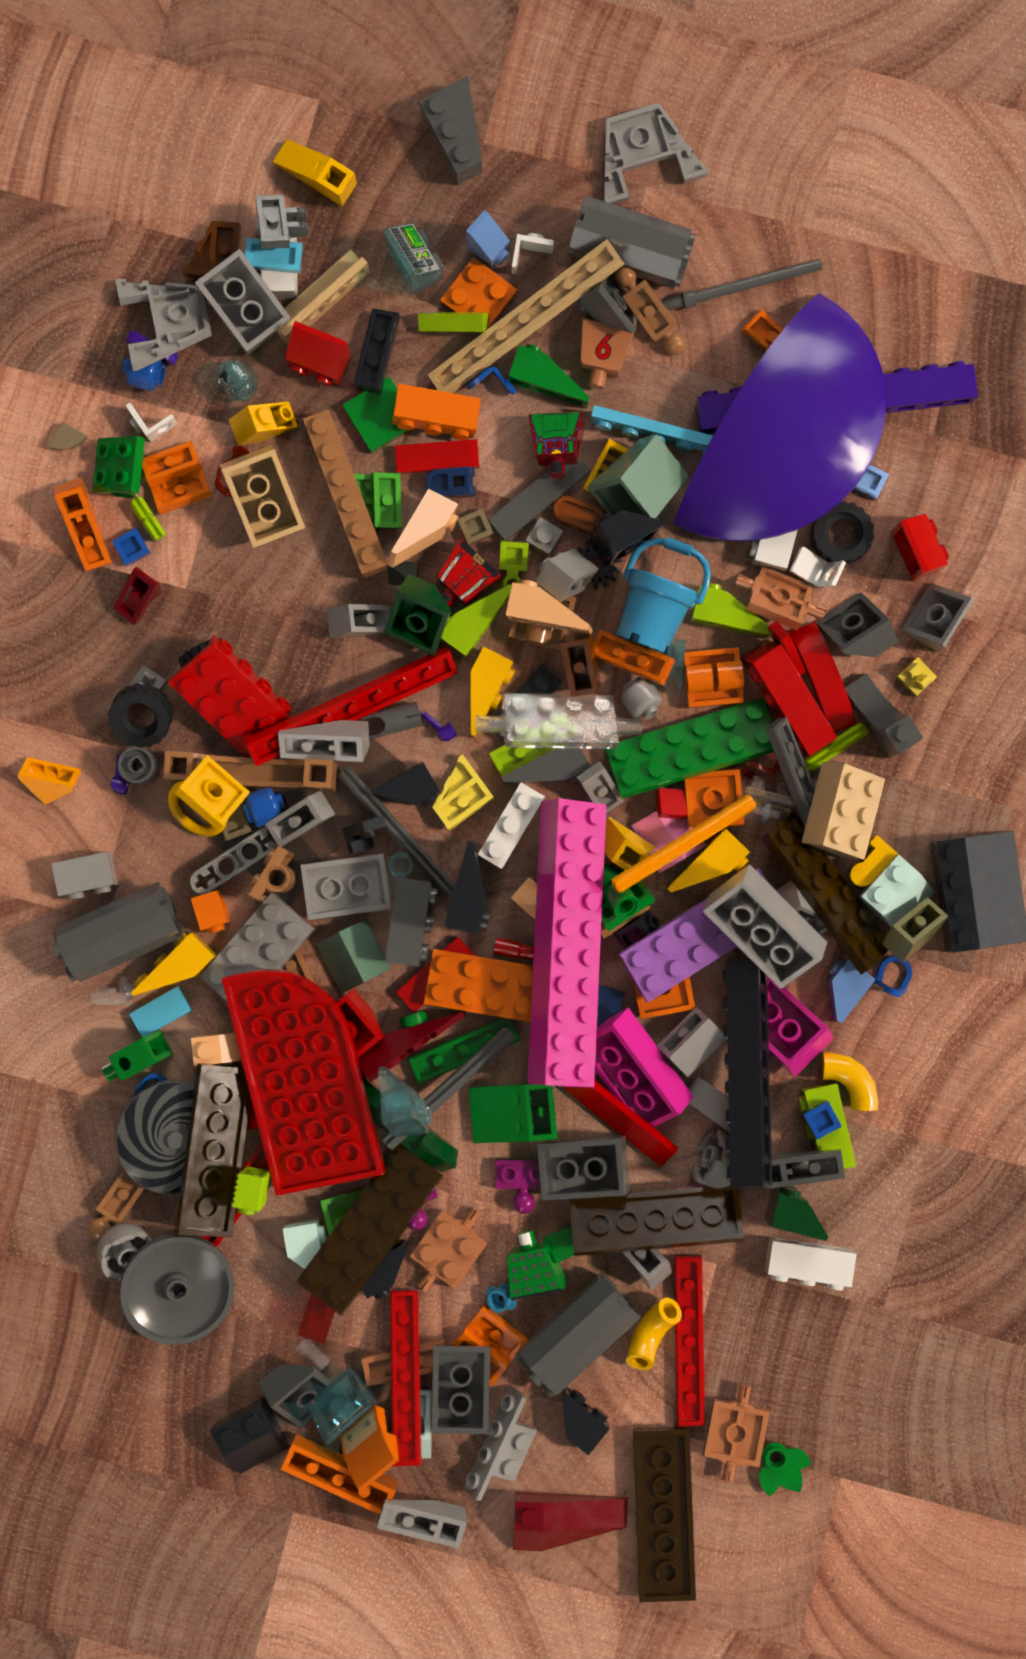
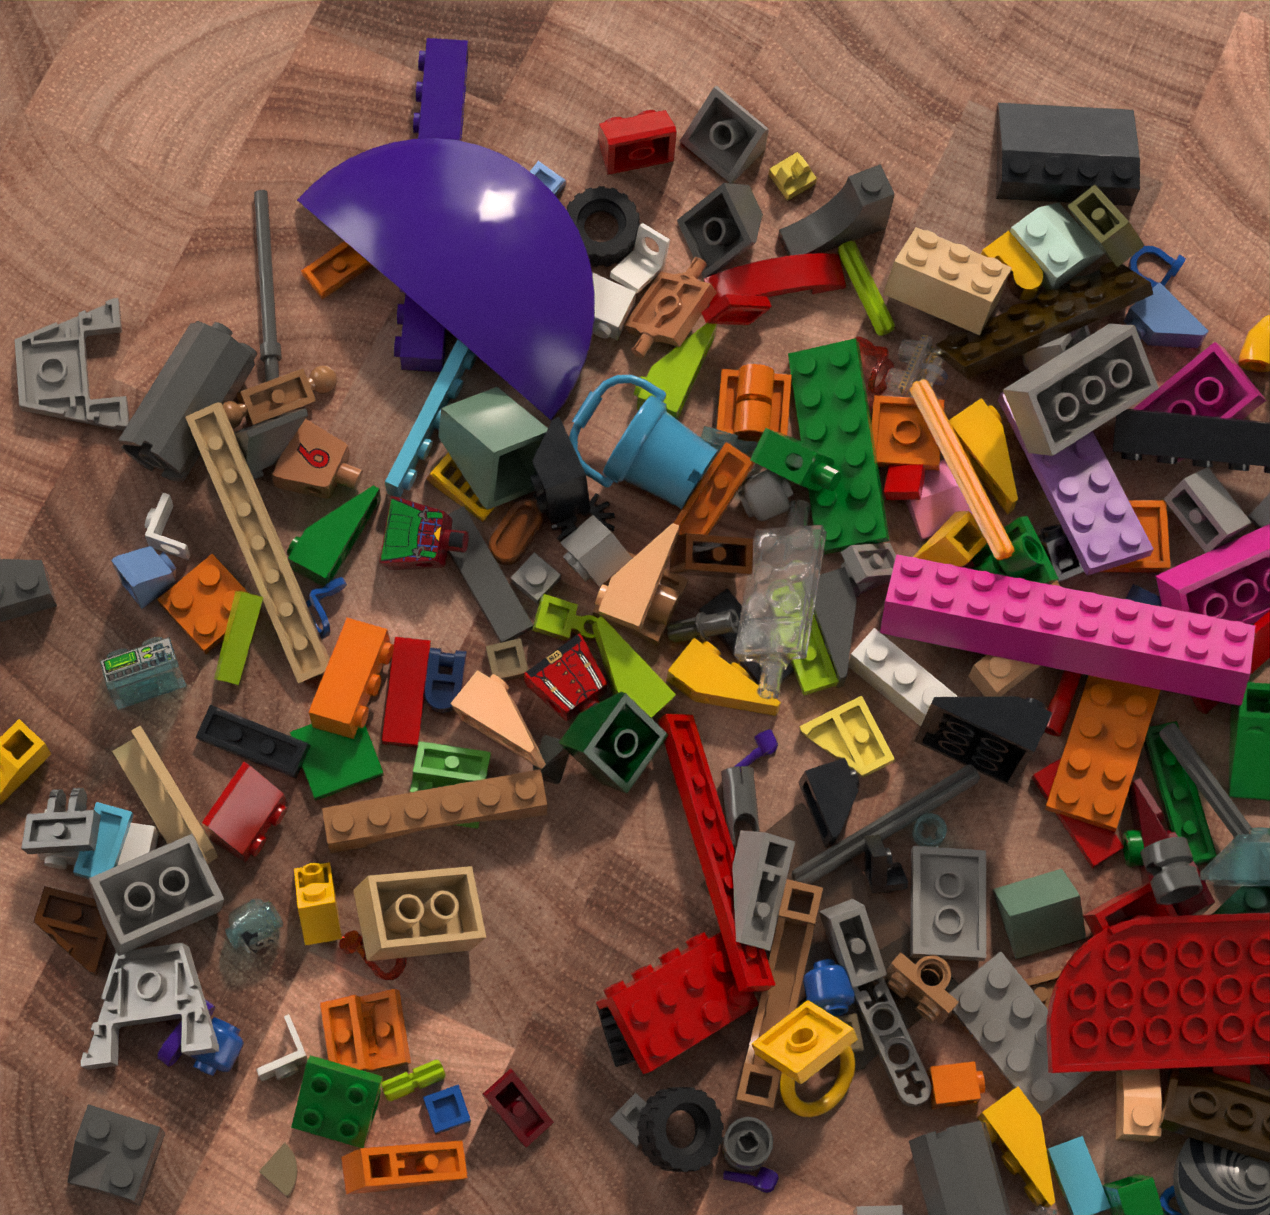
camera: 85 degrees left, 15 degrees down
(55, 317) = (114, 1154): none -> dark grey slope
(357, 620) = (603, 826): light grey slope -> none
(385, 1045) = (1173, 876): none -> dark grey wheel
(410, 922) = (1009, 824): dark grey brick -> none
(526, 669) = (703, 626): none -> dark grey axle
(667, 714) = (796, 461): none -> green torso
(788, 695) = (792, 321): red wedge -> none
(792, 766) = (886, 327): dark grey tile -> none

